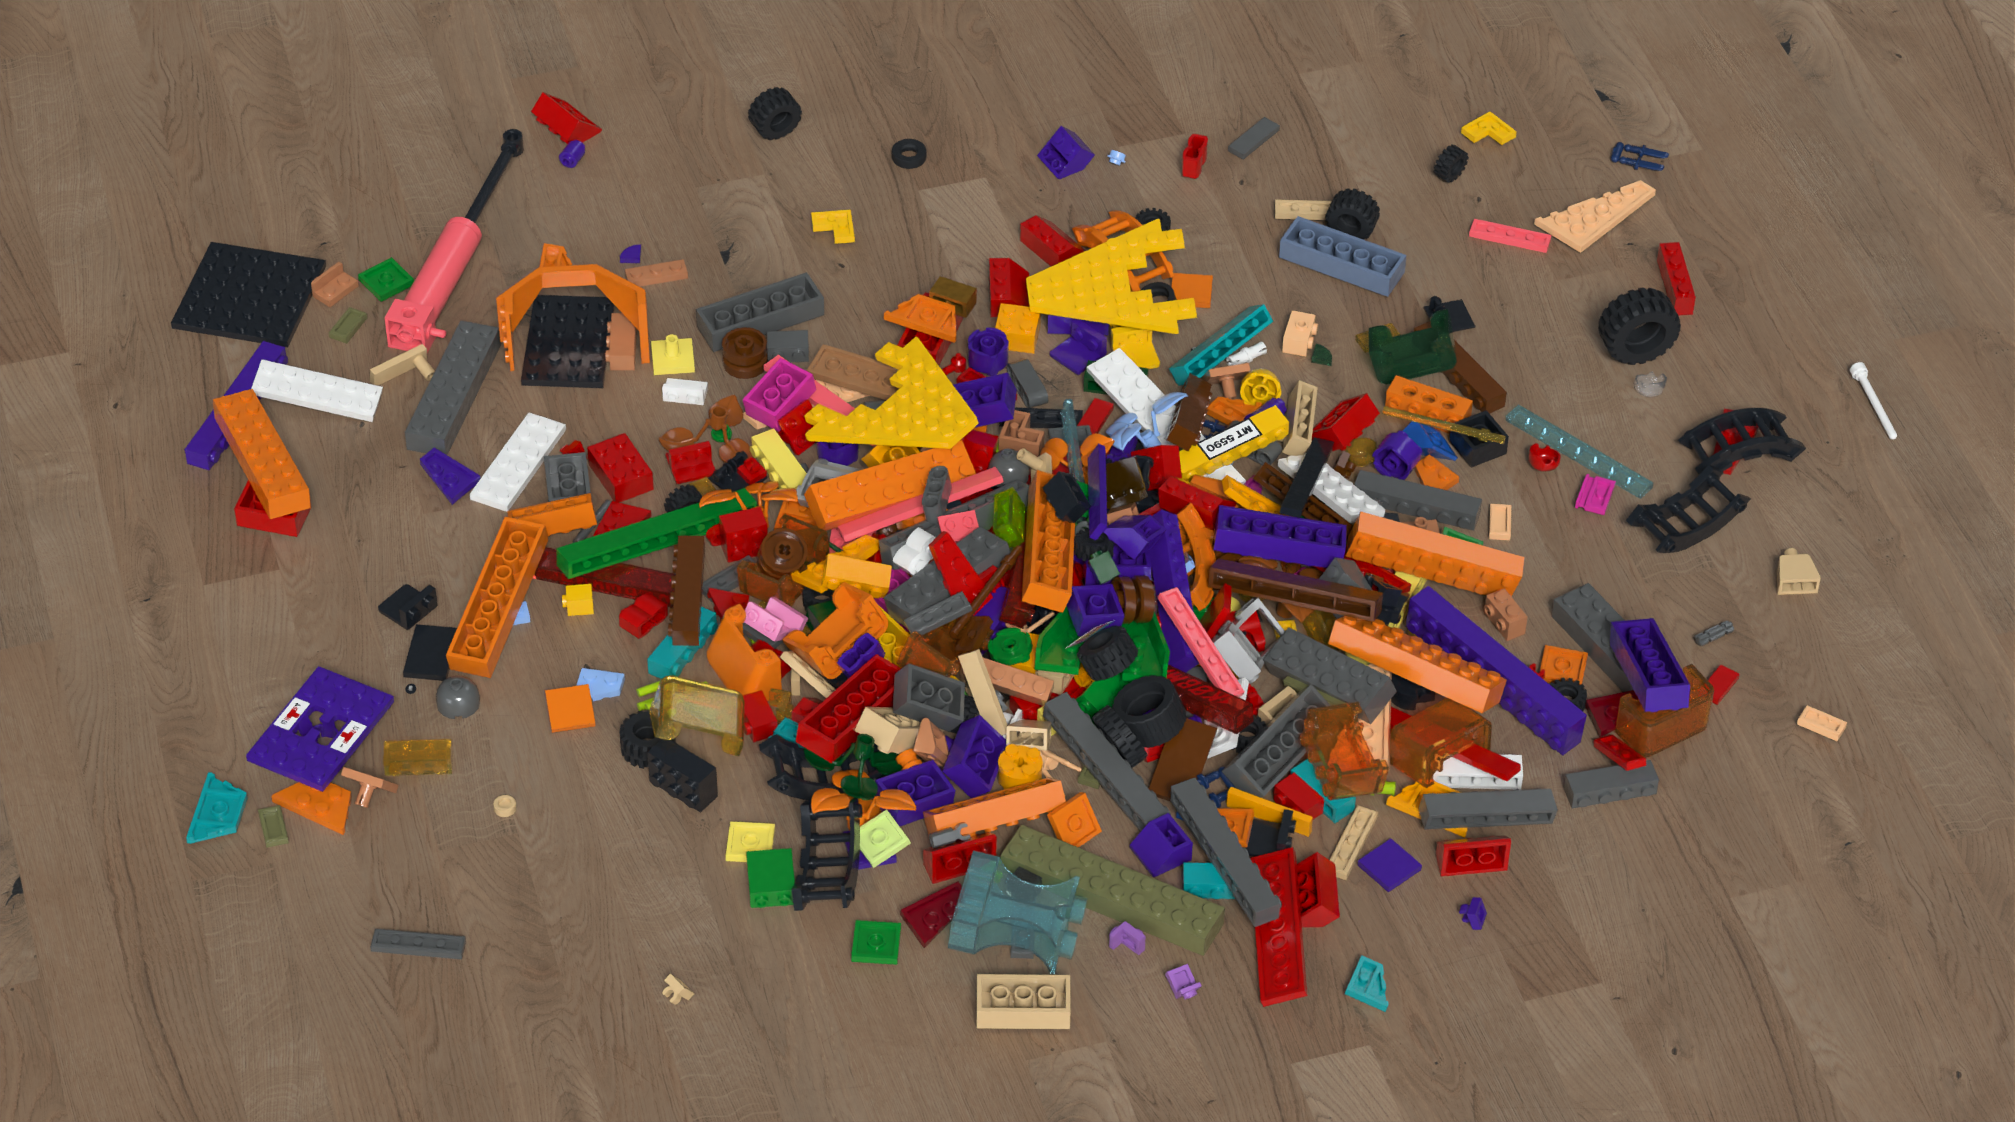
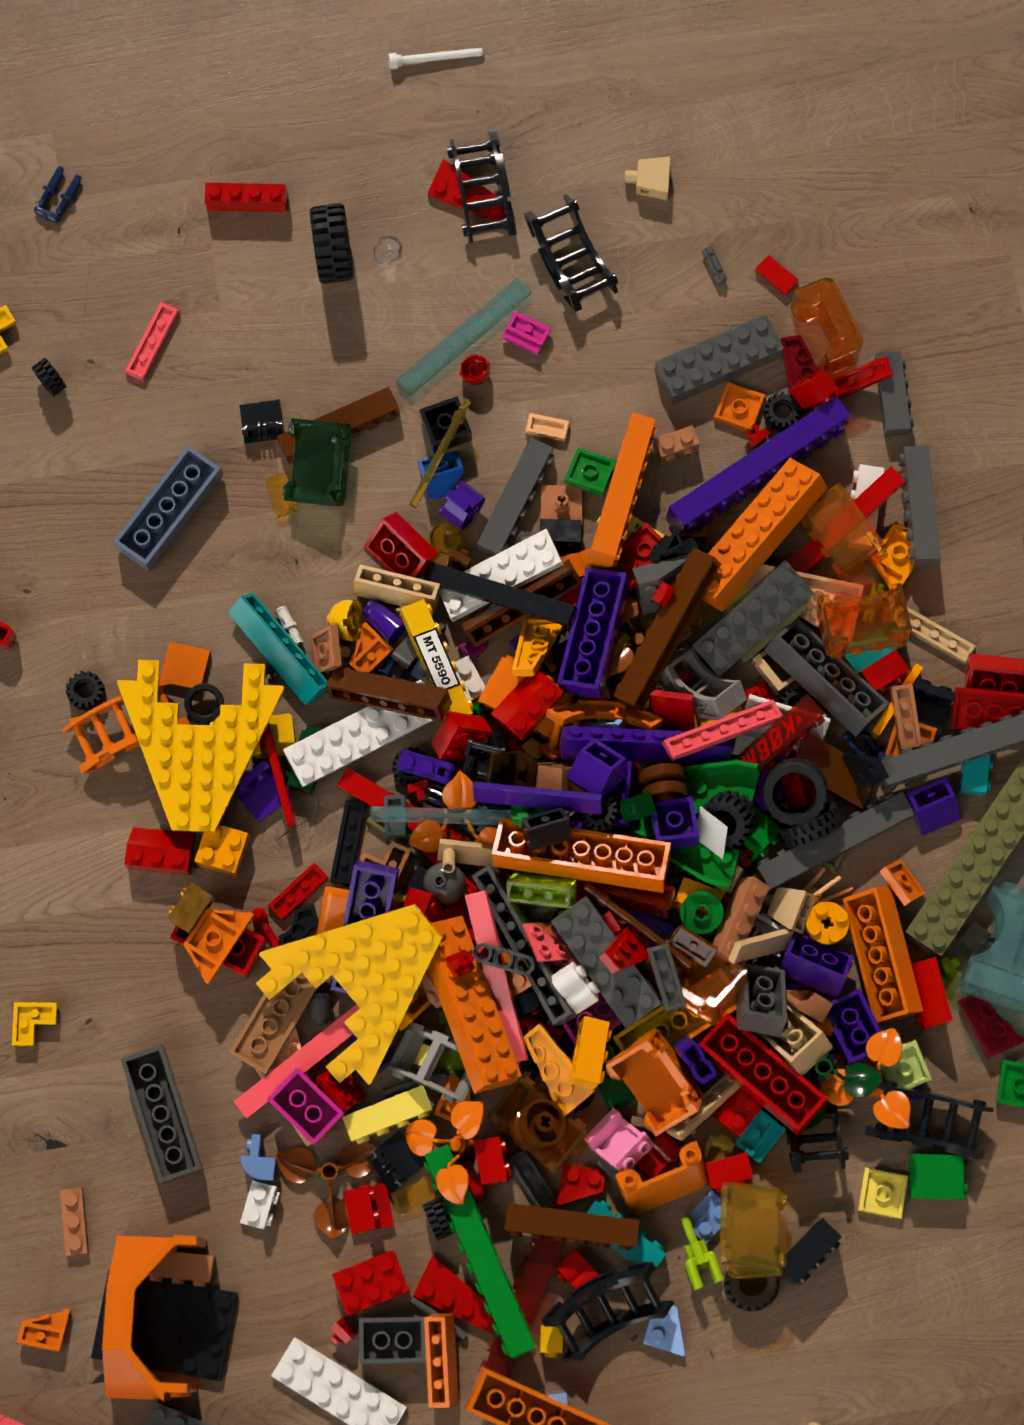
camera: 80 degrees left, 30 degrees up
(570, 708) = (698, 1358): orange tile -> none
(630, 644) = (596, 1288): none -> black fence
(631, 254) = (40, 1246): dark purple tile -> none
(672, 356) = (204, 1214): light yellow tile -> none
(723, 381) = (256, 1166): none -> medium blue brick
(744, 353) = (211, 1127): reddish brown wheel -> none
(751, 471) = (394, 1145): red tile -> none
(789, 345) = (213, 1090): dark grey brick -> none
(925, 463) = (460, 963): none -> red tile
(947, 836) = (924, 1001): dark grey bar -> none
(988, 351) = (254, 871): dark purple brick -> none
(1027, 383) = (301, 849): dark grey beam -> none
(1048, 240) = (96, 796): red slope -> none
(1123, 430) = (381, 765): light blue plant -> none
(1129, 344) = (279, 779): none -> red tile
(1184, 773) = (865, 770): none -> black wing
(1253, 806) = (906, 716): none -> nougat plate
(1299, 333) = (269, 569): light nougat brick -> none
(1303, 208) = (86, 534): tan plate -> none
(1322, 355) = (298, 553): clear green tile -> none
(1328, 575) = (663, 594): none -> red tile
(1353, 213) = (117, 487): black tyre -> none
(1389, 865) = (965, 605): dark purple tile -> none
(1400, 397) = (406, 436): orange brick -> none
(1435, 474) = (483, 475): orange wing -> none
(1473, 855) = (967, 529): red slope -> none
(1592, 698) = (814, 389): none -> red brick
(1593, 218) = (145, 262): light nougat wing -> none
(1649, 665) = (799, 326): dark purple brick -> none
(1822, 723) = (835, 197): light nougat plate -> none

